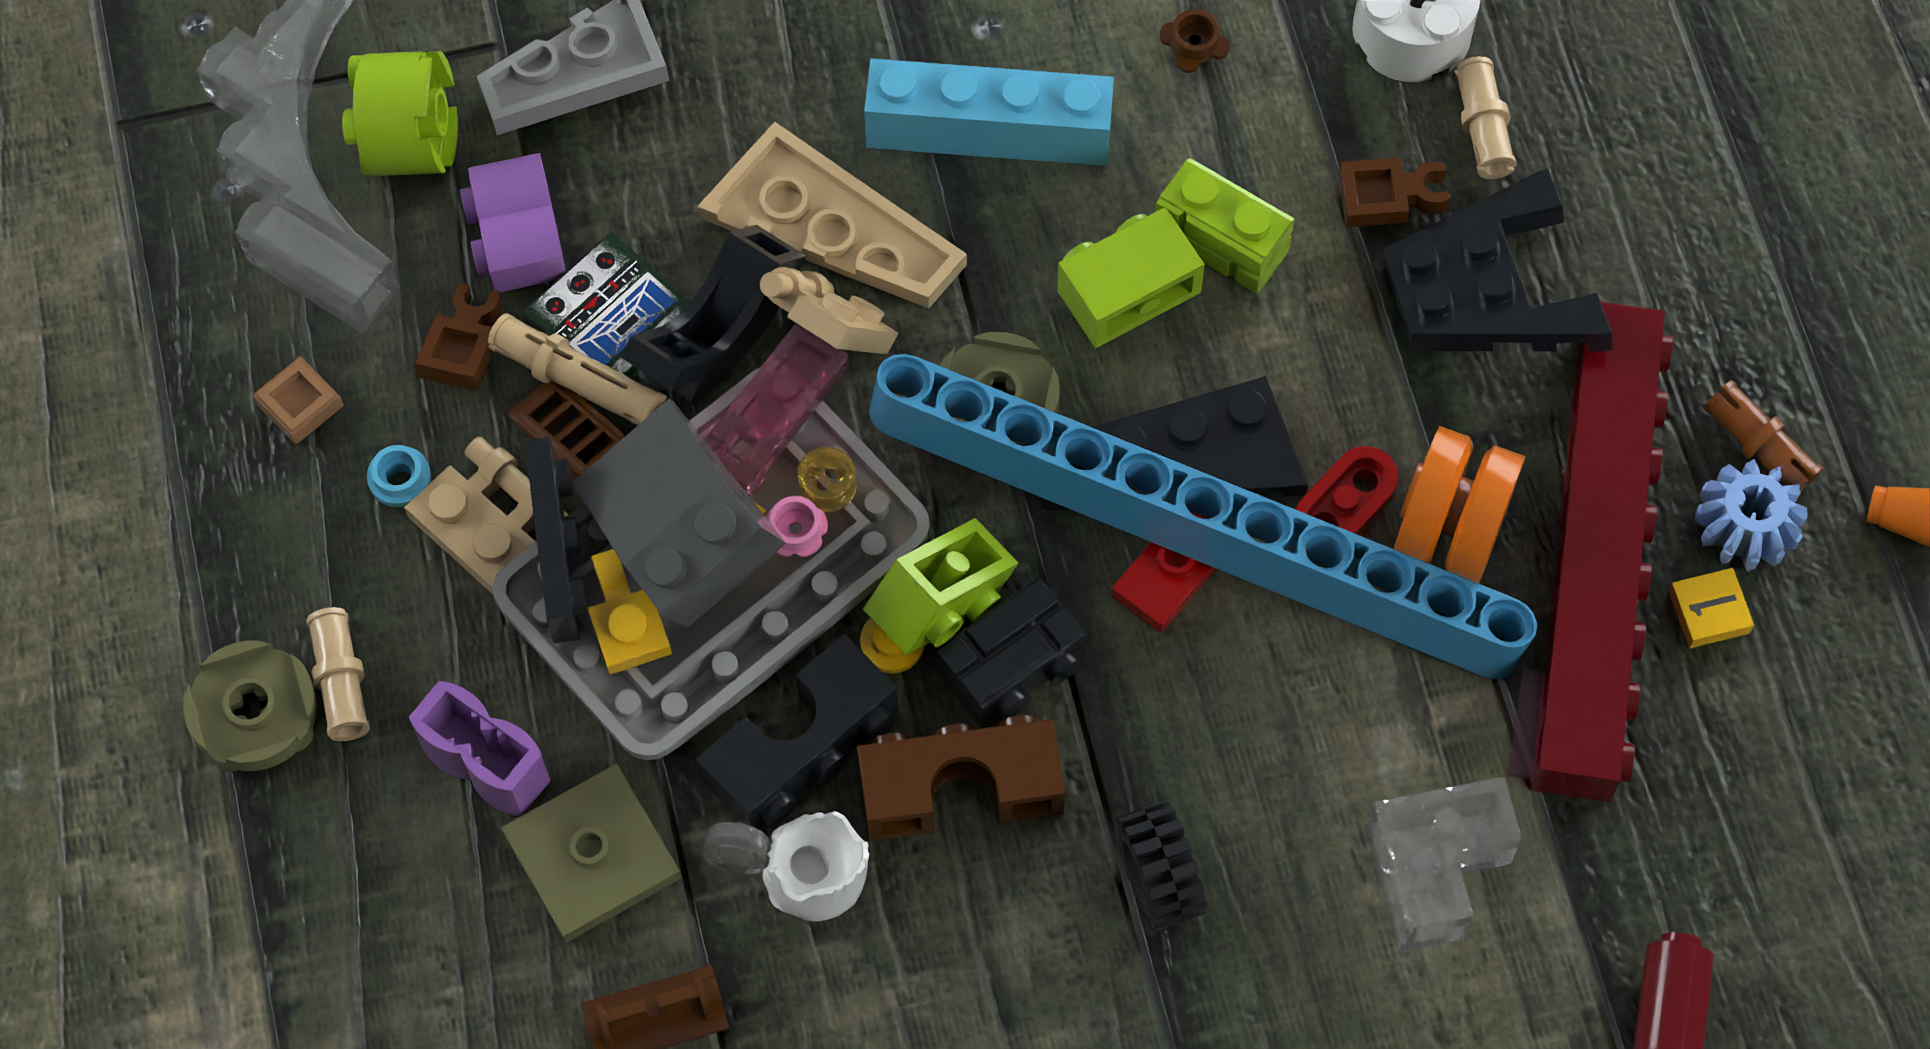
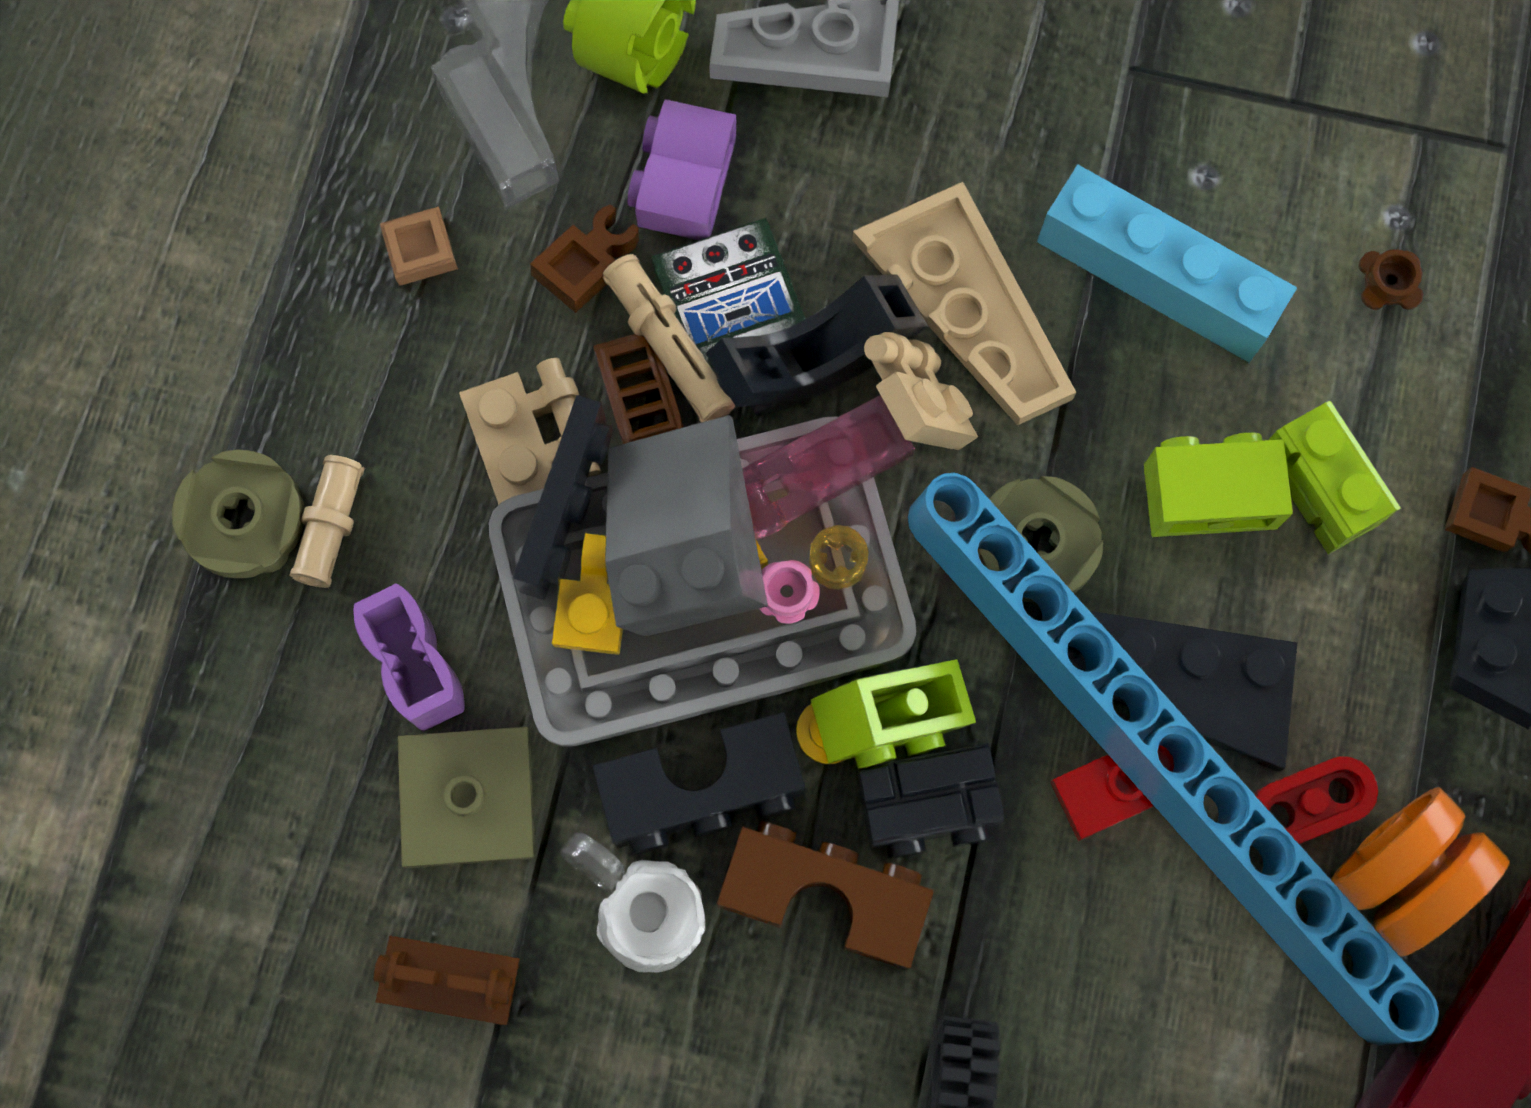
camera: 25 degrees right, 10 degrees up
(392, 461) = (464, 344): medium azure plate -> none

